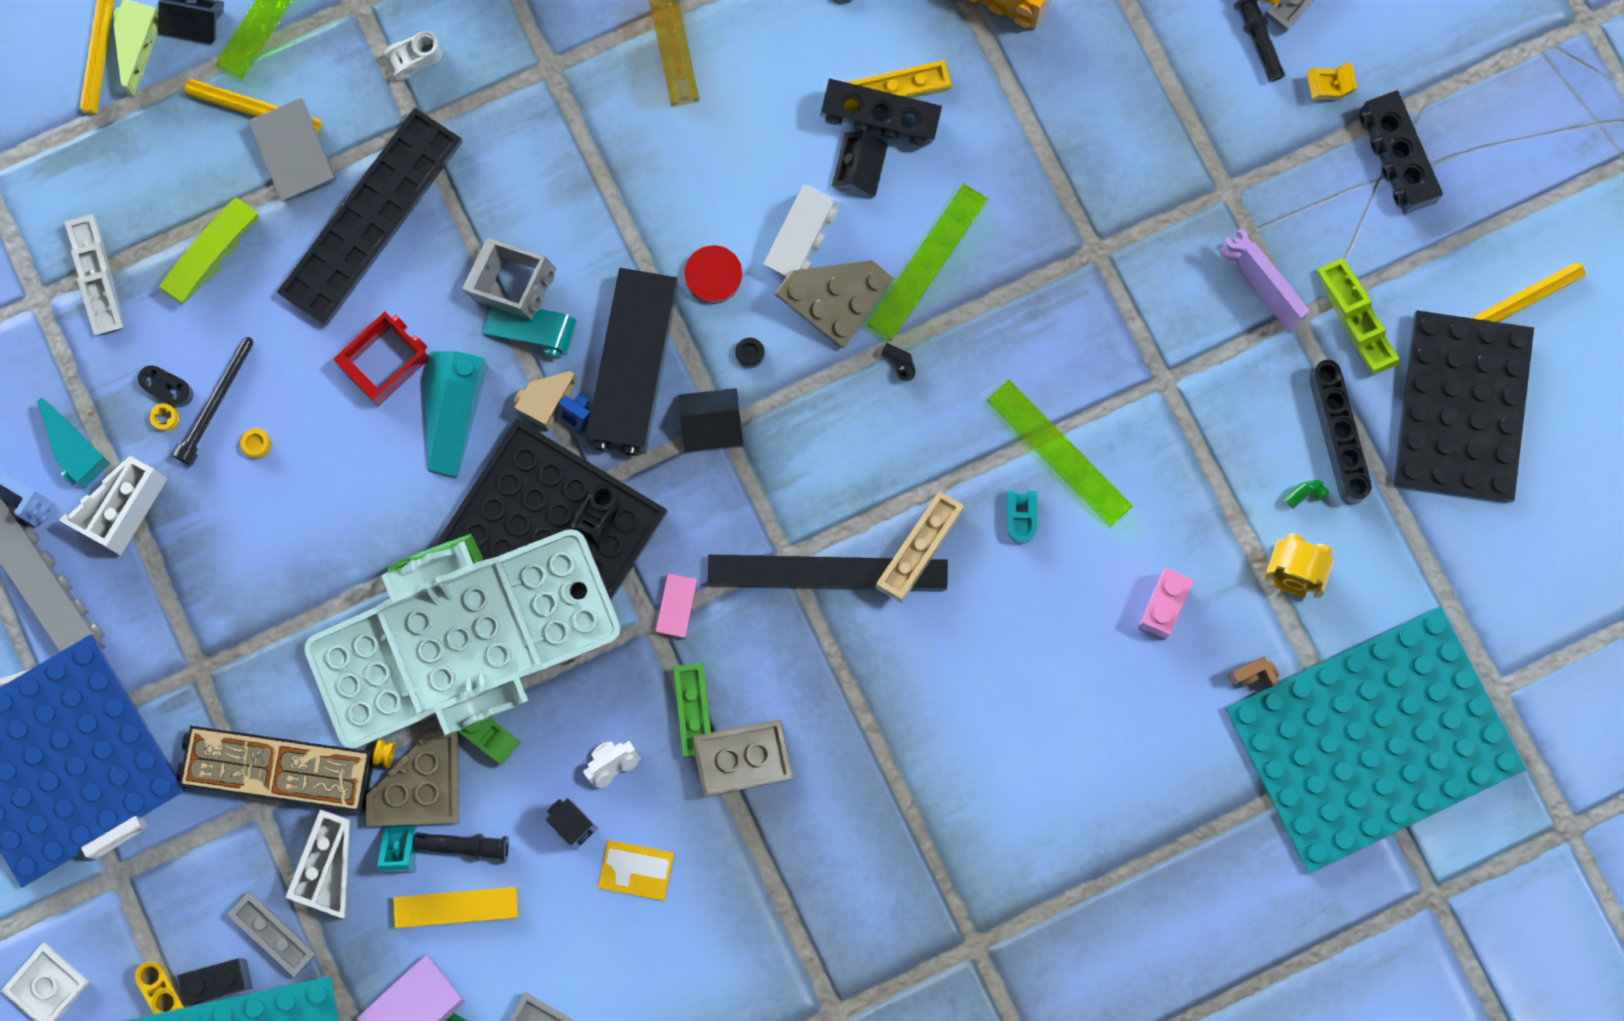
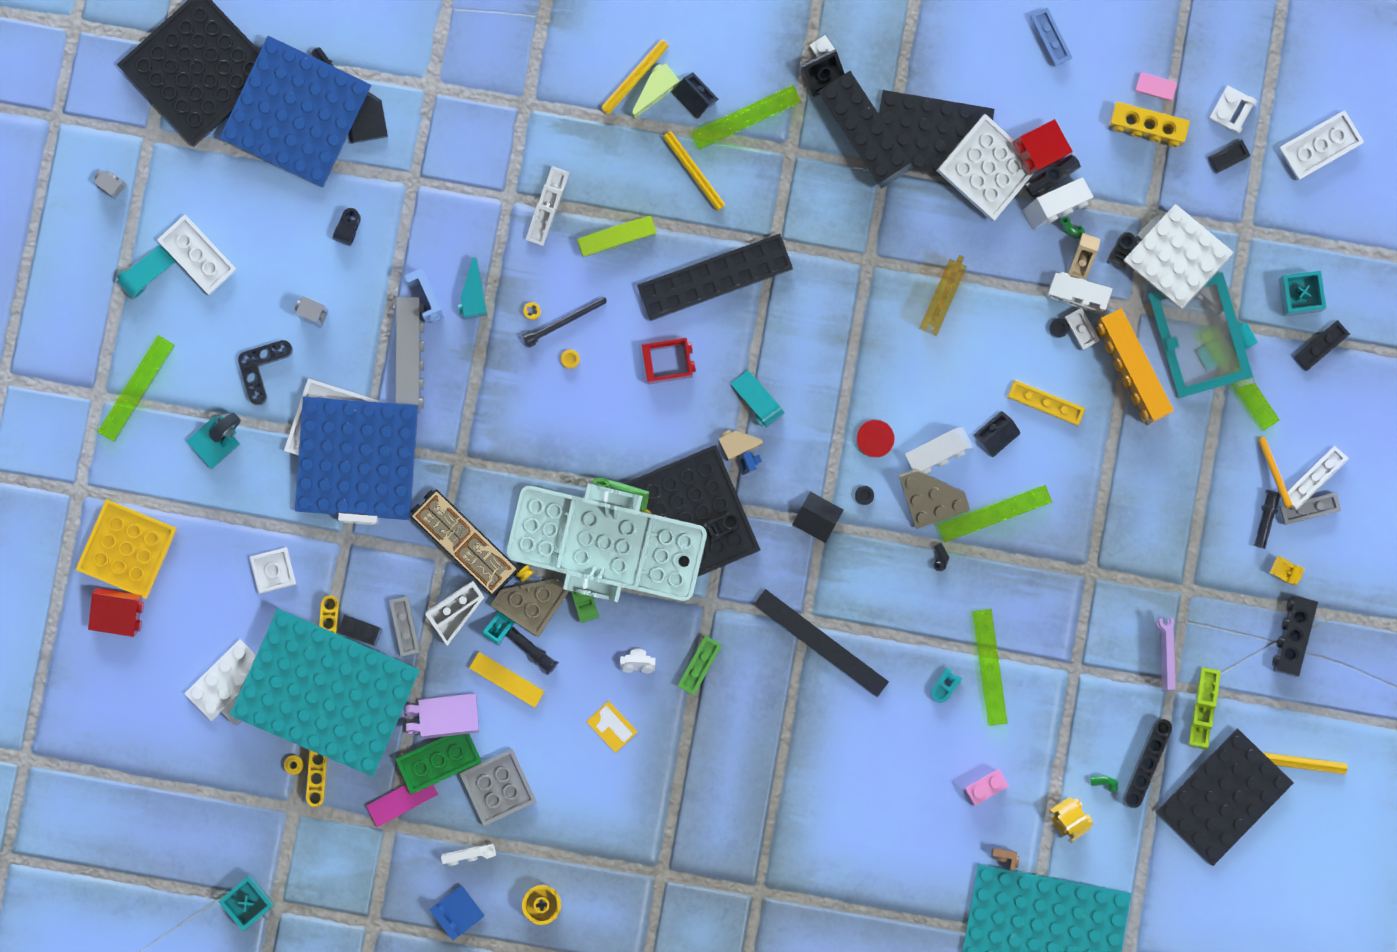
camera: 35 degrees right, 5 degrees up
(118, 505) = (476, 344): white wedge -> none
(162, 391) = (540, 296): black beam -> none
(292, 150) = (698, 211): light grey tile -> none
(412, 56) = (798, 202): white piece -> none
(450, 400) = (688, 408): teal wedge -> none
(487, 268) = (756, 351): light grey window -> none
(570, 822) = (595, 679): black brick -> none
(632, 361) = (798, 456): black brick -> none
(676, 606) = (729, 604): bright pink tile -> none
(742, 758) = (707, 708): dark tan tile -> none
(920, 547) = (879, 665): tan plate -> none
(925, 113) = (1012, 388): black brick -> none

